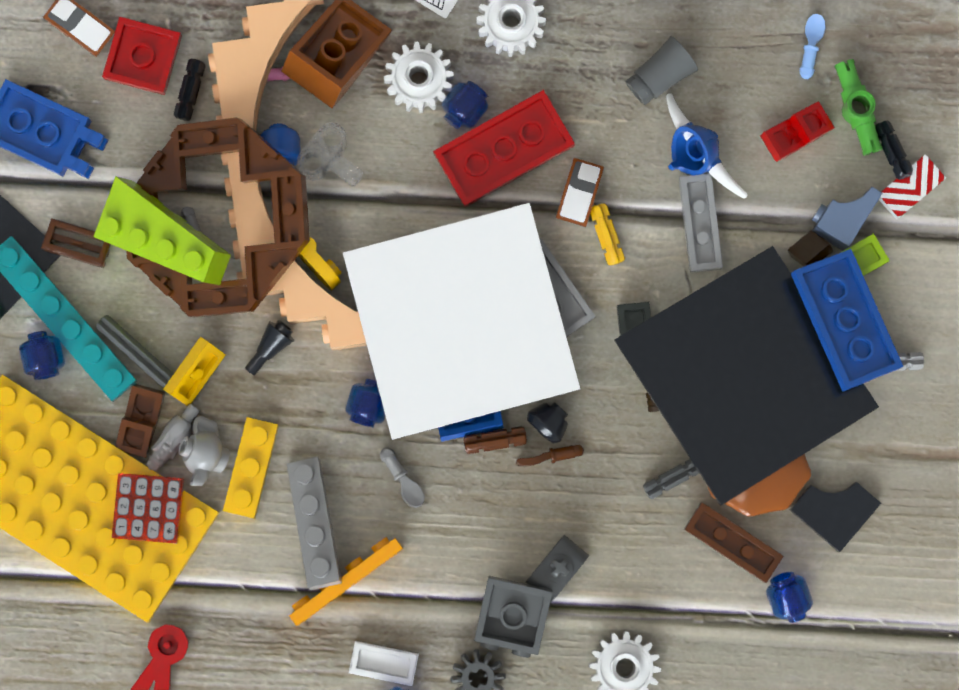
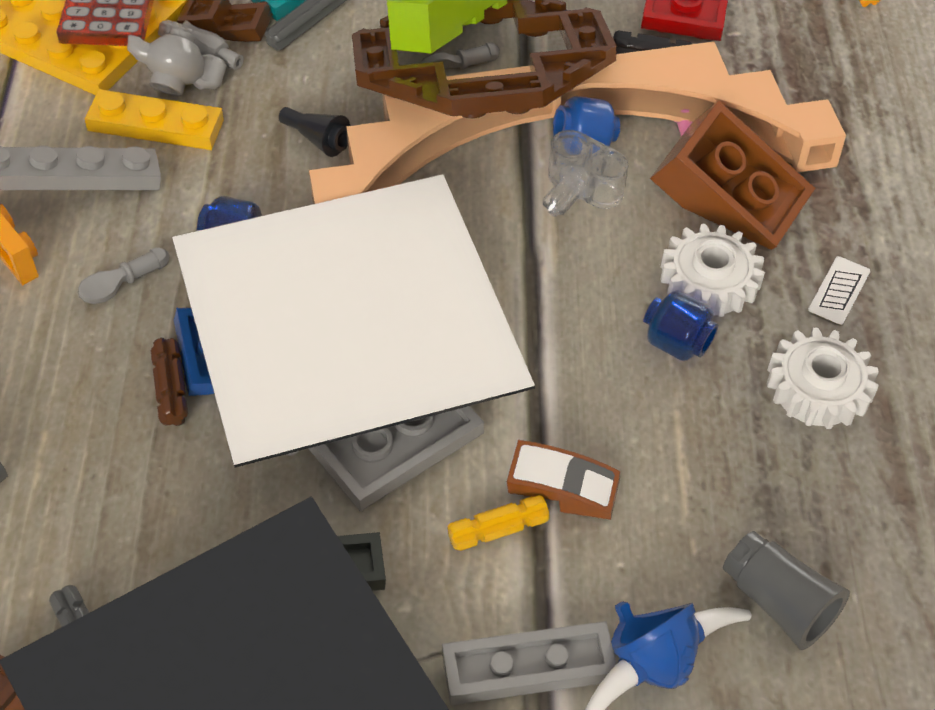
camera: 90 degrees right, 30 degrees down
(194, 371) = (283, 55): yellow plate -> none
(326, 271) = (435, 159): yellow plate -> none
(504, 148) = (623, 379): red plate -> none
(549, 421) = (188, 441): black cone -> none
(554, 454) = (138, 457): reddish brown piece -> none

